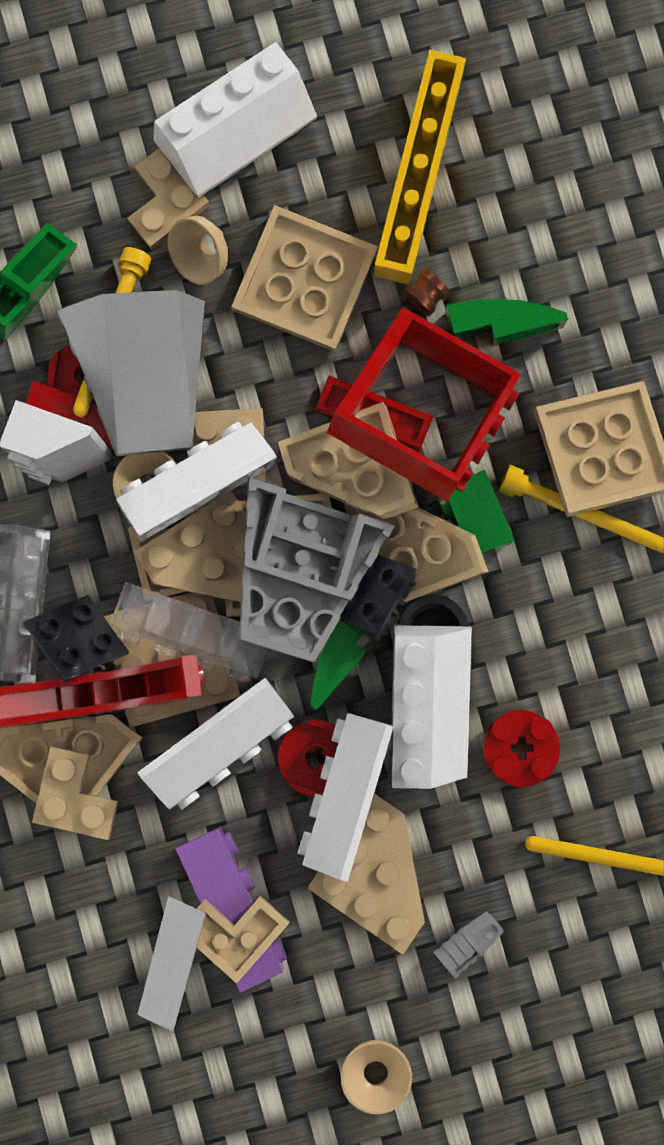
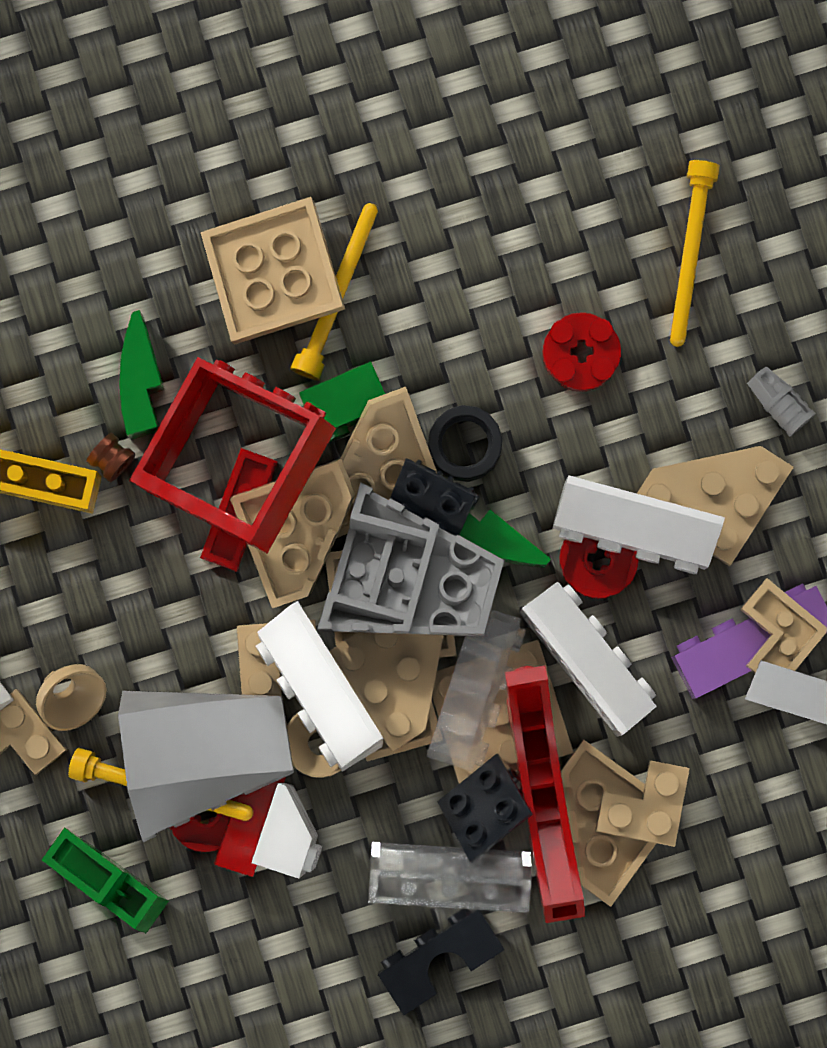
camera: 90 degrees left, 0 degrees up
(304, 278) = (97, 585): tan plate -> none
(430, 705) = (542, 443): white slope -> none

